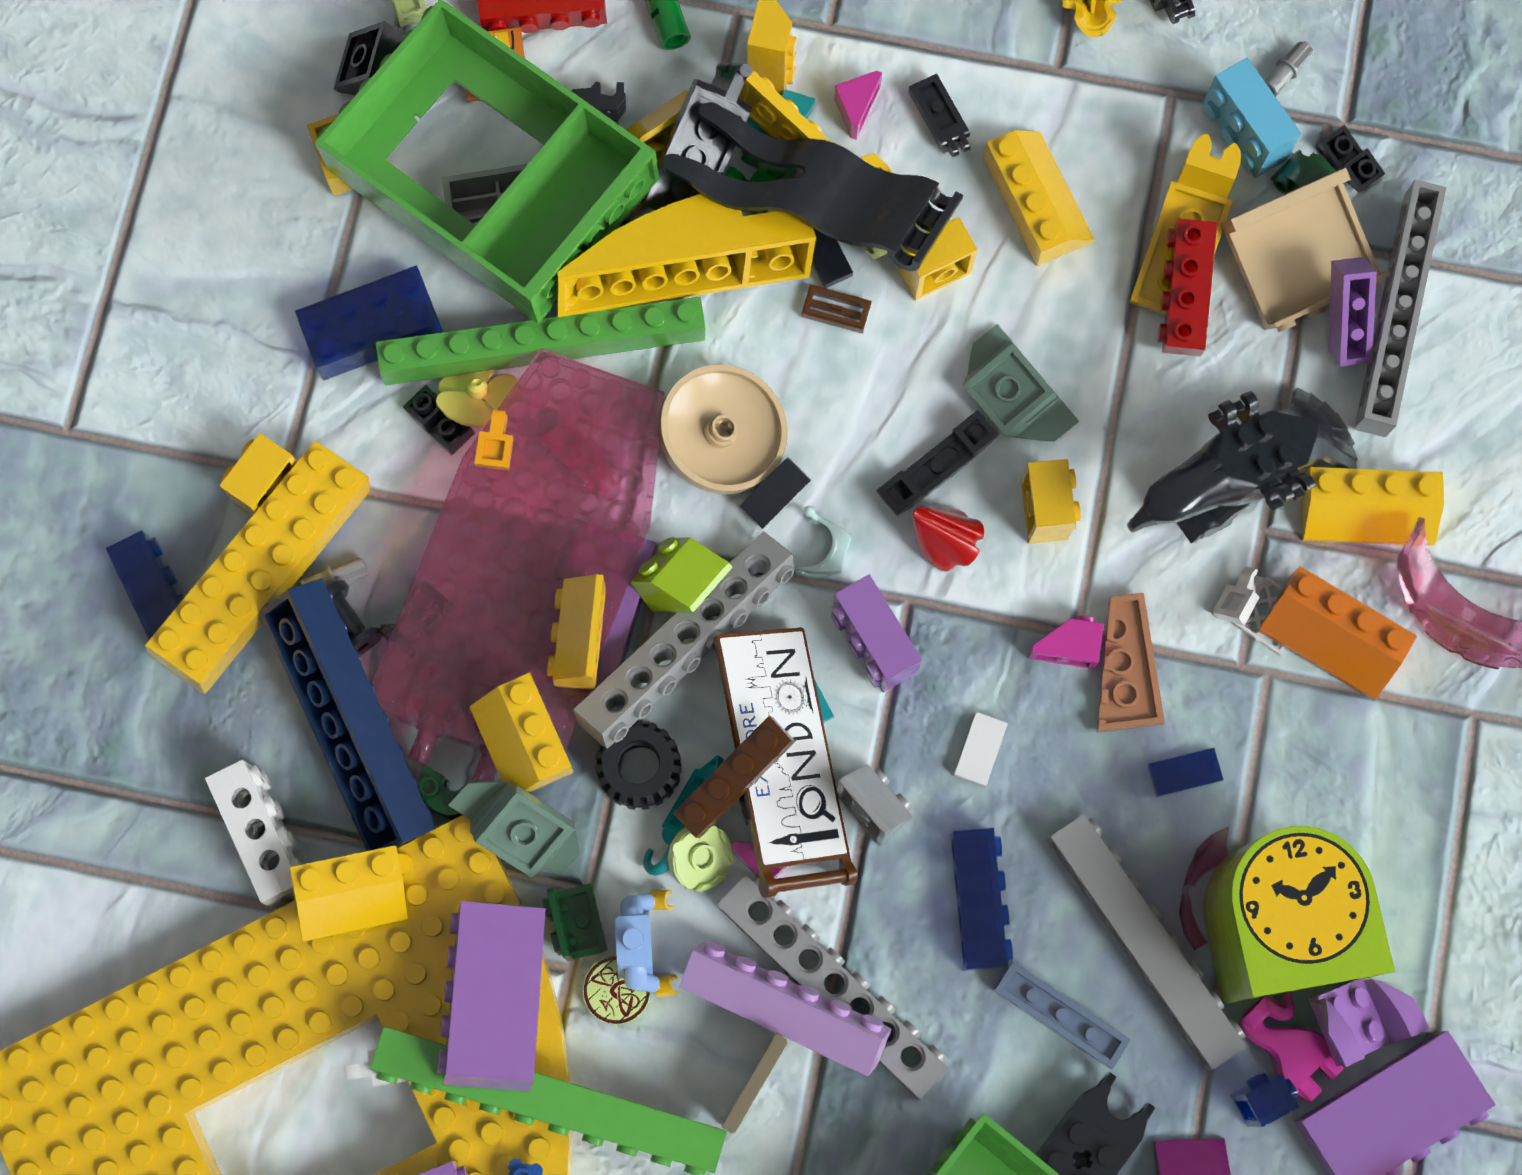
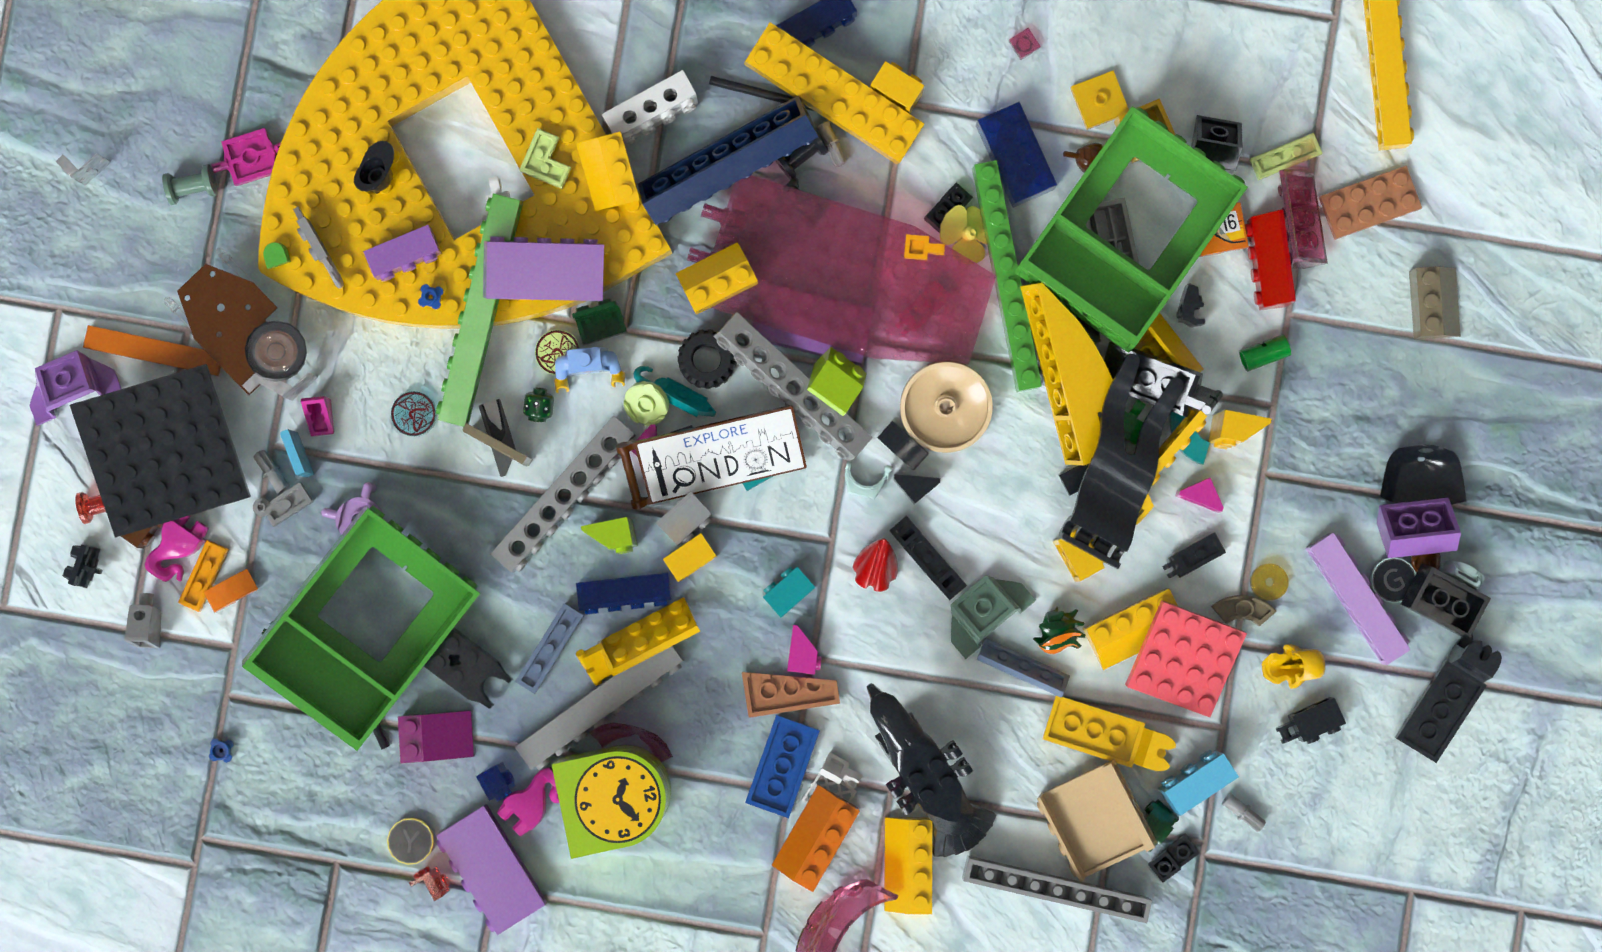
camera: 90 degrees right, 10 degrees up
(213, 309) = (1024, 44): none -> clear pink tile
(245, 690) = (751, 90): none -> black piece
(301, 212) = (1099, 99): none -> yellow plate
(325, 1003) = (539, 162): none -> yellowish green tile
(380, 230) = (1084, 155): none -> reddish brown piece
(436, 792) = (677, 230): dark green cylinder -> none
(517, 826) = (657, 278): sand green piece -> none
(578, 632) = (788, 312): yellow slope -> none
(695, 1020) = (538, 405): none -> dark green head
(725, 1087) = (497, 427): none -> sticker
(734, 777) = (695, 422): reddish brown plate -> none
(785, 1007) = (546, 463): lavender brick -> none
(836, 309) = (1039, 463): reddish brown tile -> none
(836, 478) = (915, 486): none -> black slope
(875, 634) = (801, 516): medium lavender brick -> none
(896, 903) = (614, 534): none -> lime slope
(931, 799) = (689, 557): none -> yellow panel
(976, 12) = (1279, 579): none -> clear yellow piece
(980, 749) = (727, 592): white tile -> none
(981, 660) = (788, 591): none -> teal brick
(1010, 58) = (1243, 607): none -> dark tan tile
(1043, 290) = (1059, 631): none -> dark green hair
(1049, 501) = (901, 636): yellow brick -> none
(1053, 875) = (639, 641): none -> yellow hinge
(1082, 127) = (1185, 658): none -> coral plate
(1092, 341) = (1023, 667): none -> sand blue plate
(1185, 772) = (716, 733): clear blue tile -> none
(1188, 287) = (1063, 735): red brick -> none
(1234, 678) = (782, 766): none -> blue plate
(1352, 311) = (1048, 851): medium lavender brick -> none
(1365, 1018) = (549, 849): medium lavender piece -> none

